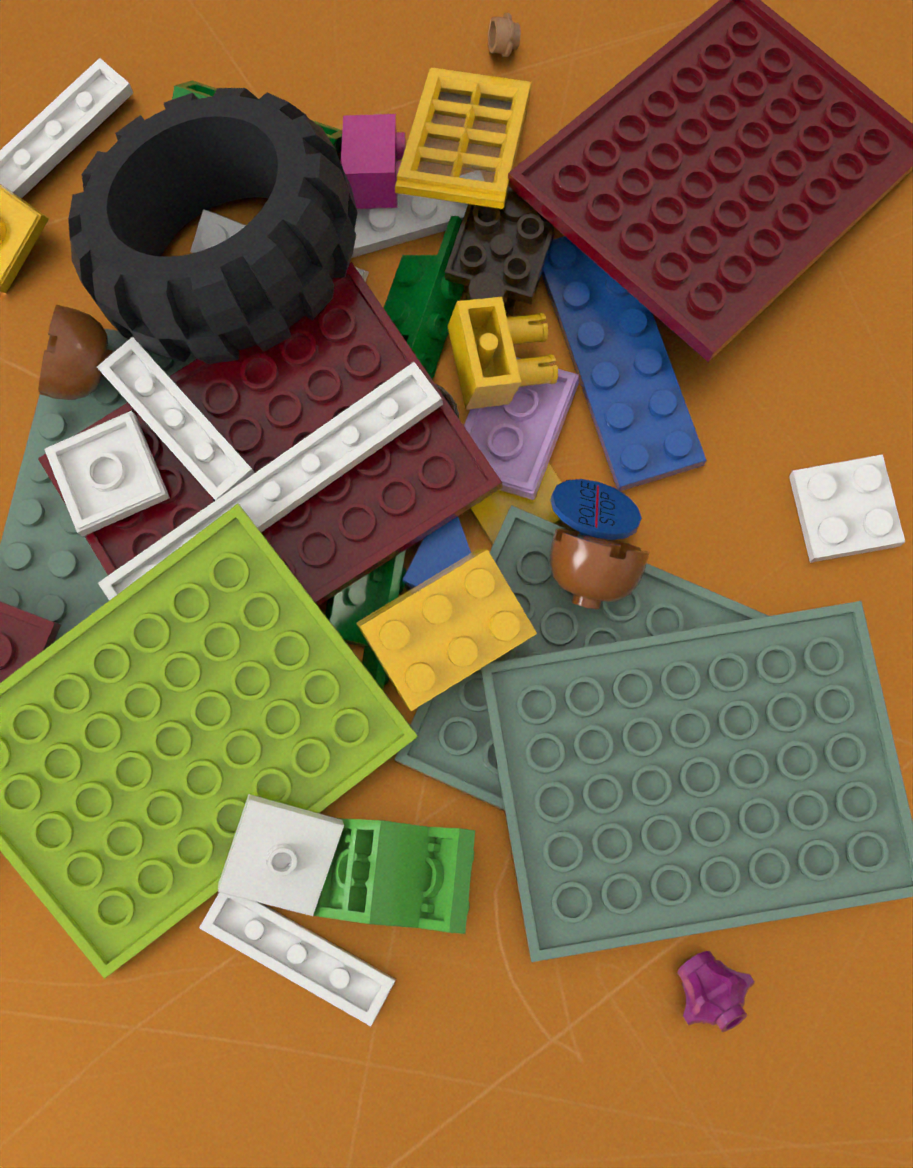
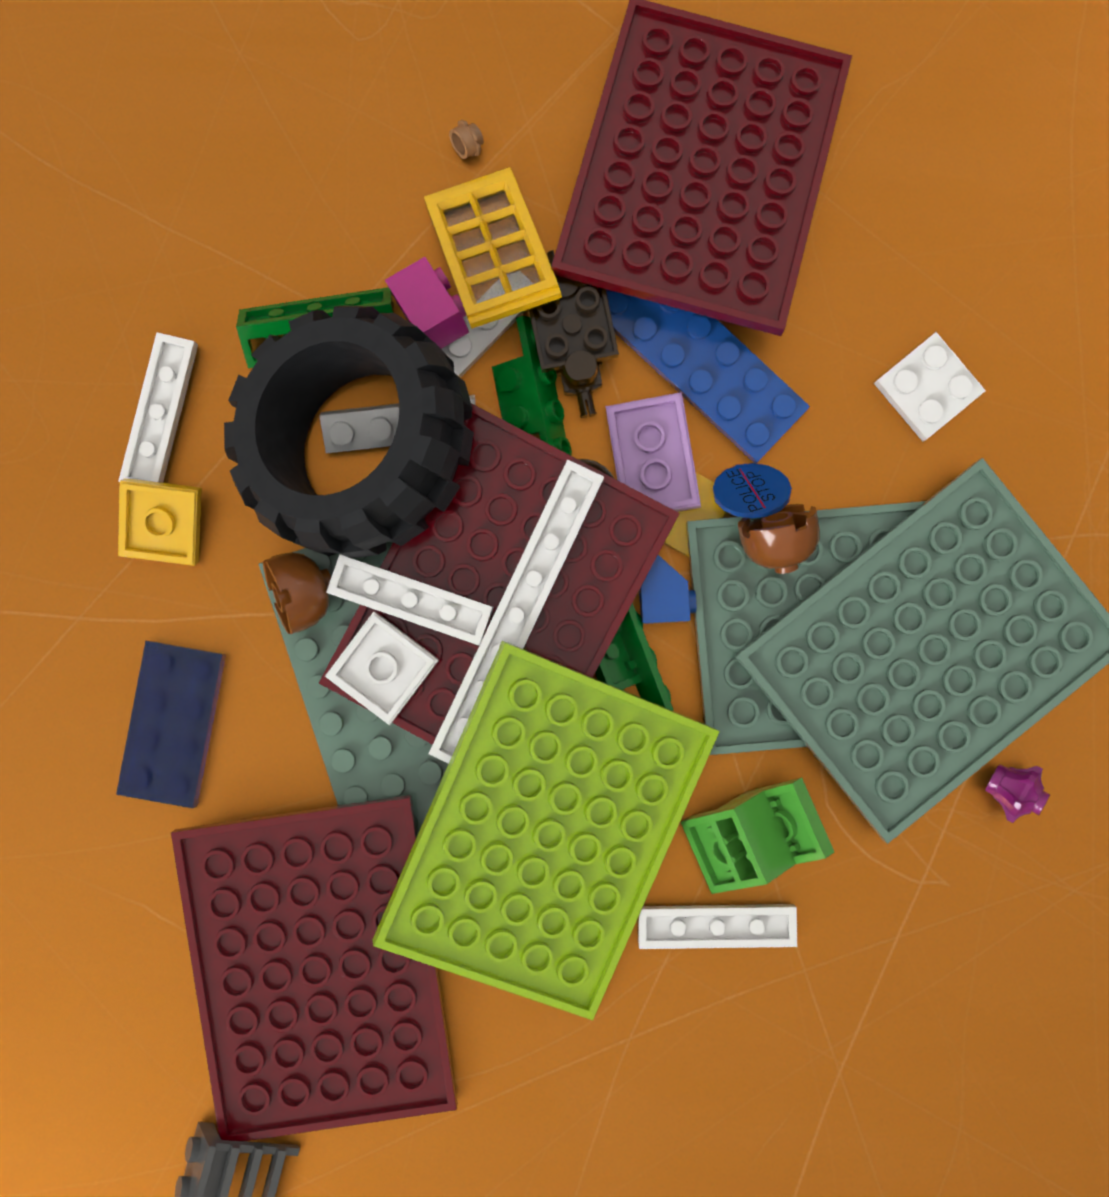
camera: 35 degrees left, 10 degrees up
(280, 855) = (669, 868): white plate -> none
(446, 628) = (699, 644): yellow brick -> none
(485, 352) = (609, 417): yellow brick -> none

